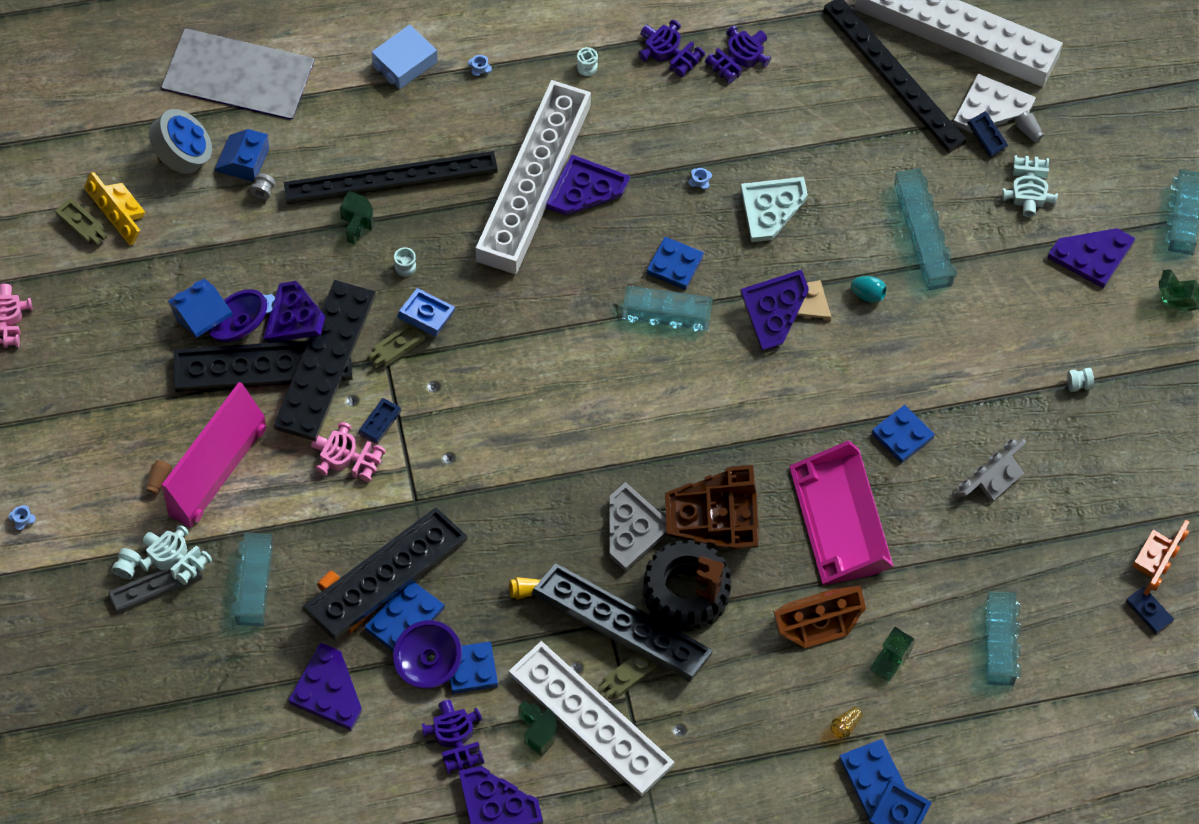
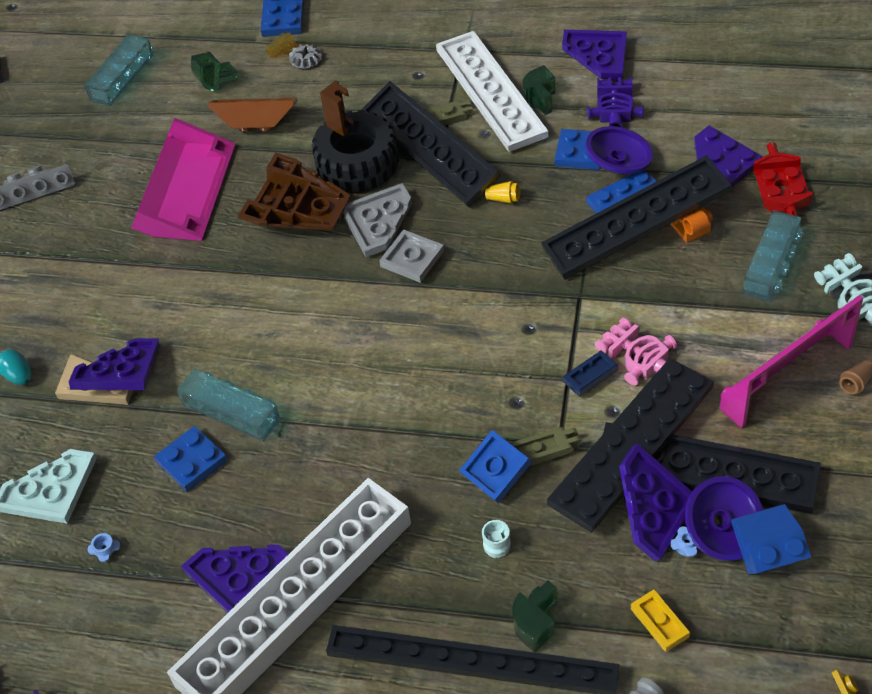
camera: 150 degrees left, 10 degrees down
(257, 652) = (781, 170): none -> red plate
(267, 240) = (660, 620): none -> yellow plate
(581, 494) = (411, 256): none -> light grey plate
(807, 726) = (312, 57): none -> light grey gear
(903, 433) = (81, 239): blue plate -> none

